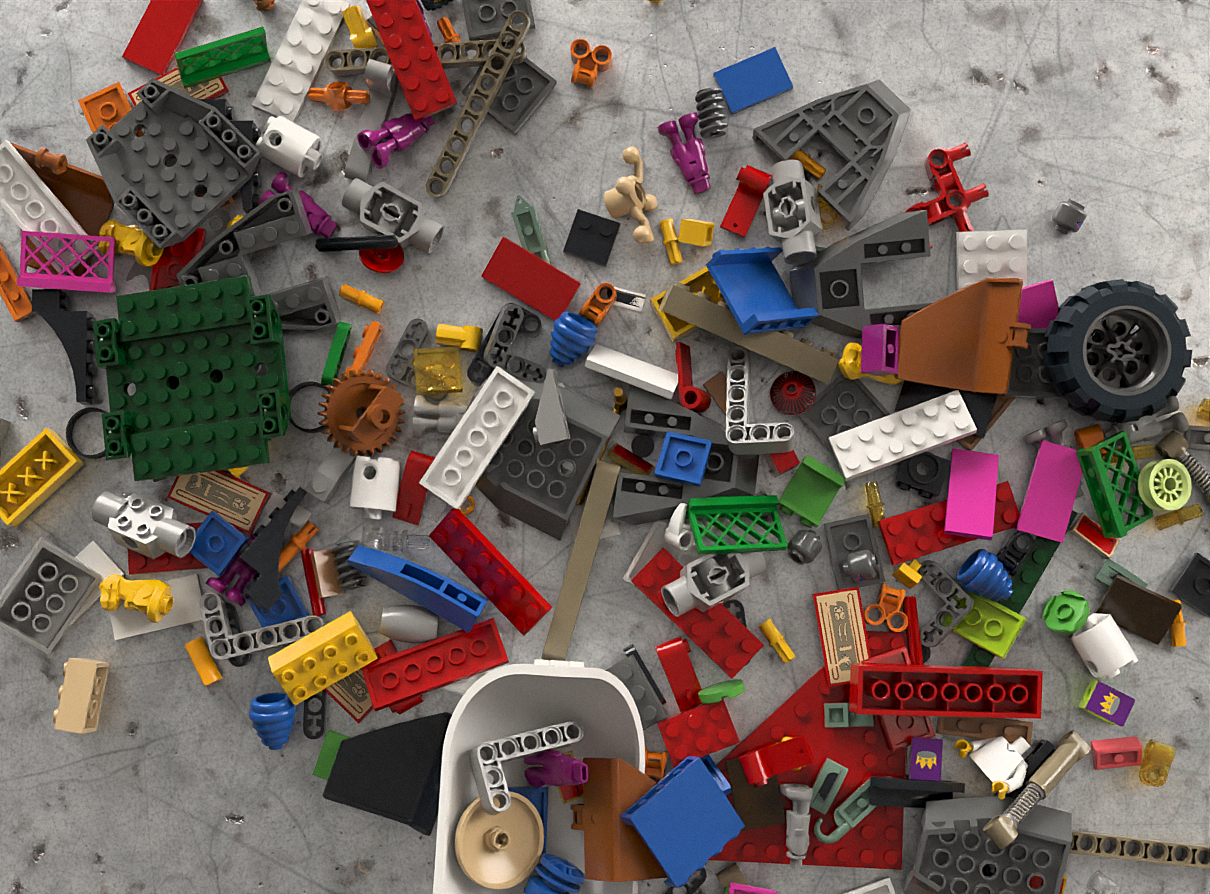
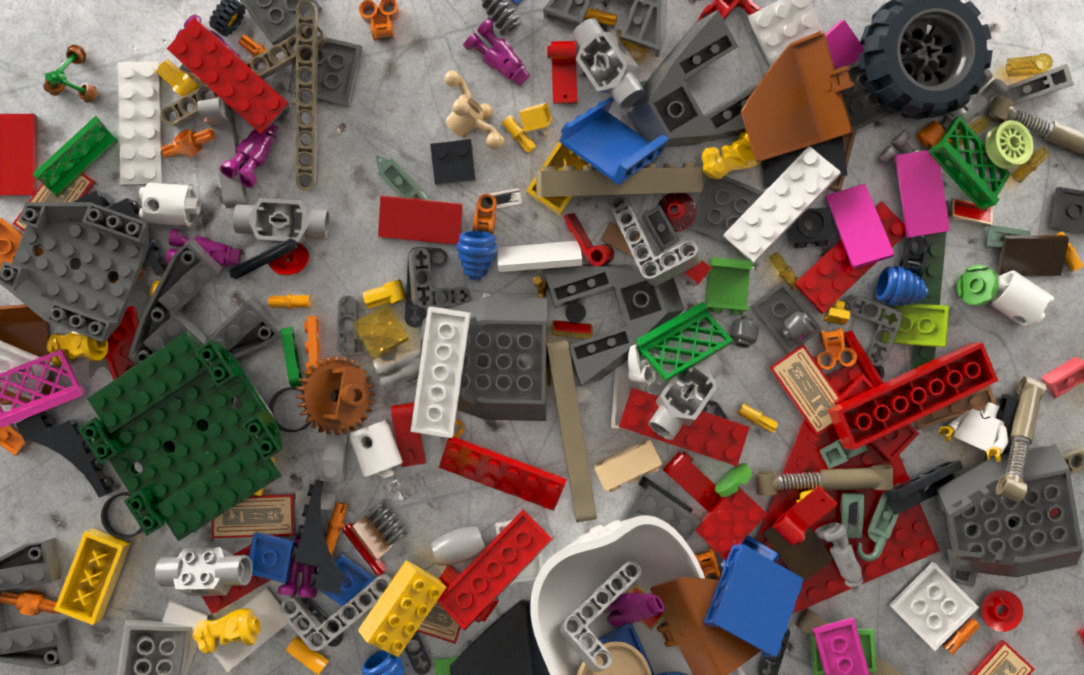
camera: 25 degrees left, 5 degrees up
(427, 588) = (457, 511): blue wedge -> none
(550, 417) = (492, 327): light grey slope -> none
(620, 624) = (627, 465): none -> tan brick
(683, 459) = (616, 309): blue plate -> none
(768, 400) = (660, 228): none -> dark grey slope
(868, 758) = (876, 477): none -> dark tan piece
(880, 349) = (733, 144): magenta brick -> none
(924, 759) = (919, 457): dark purple piece -> none
(1106, 703) = (1042, 342): dark purple piece -> none

